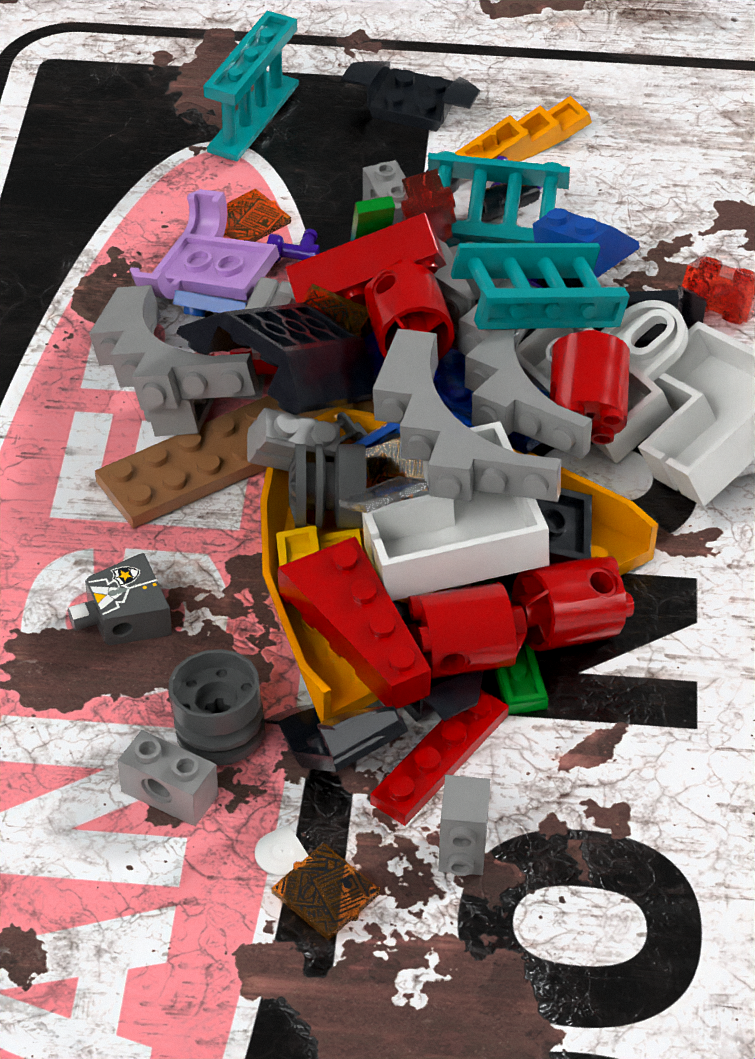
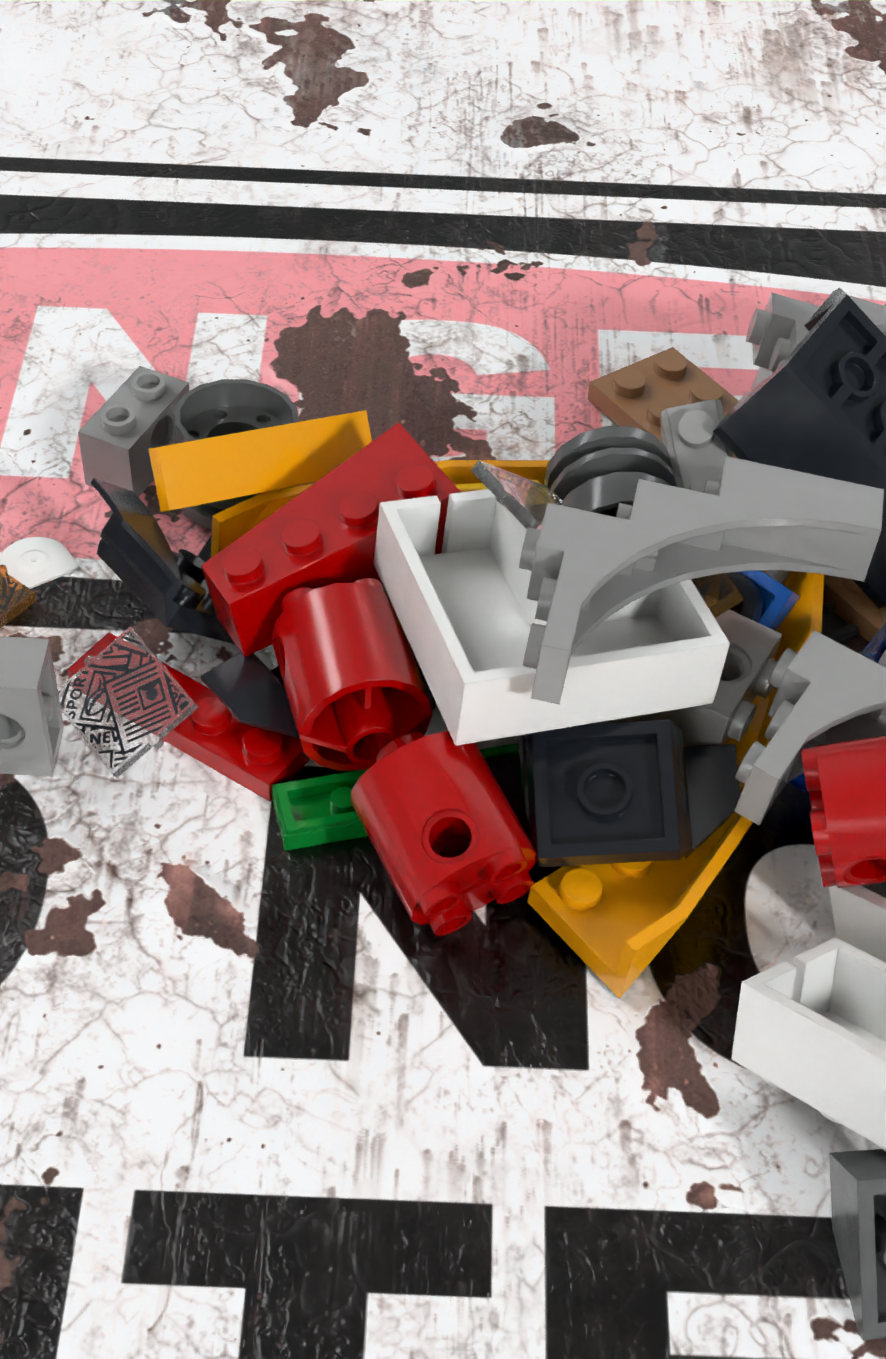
camera: 85 degrees right, 0 degrees up
(124, 603) = (439, 384): dark grey torso -> none
(275, 661) = (255, 460): none -> light orange slope
(426, 771) = (124, 702): none -> clear piece

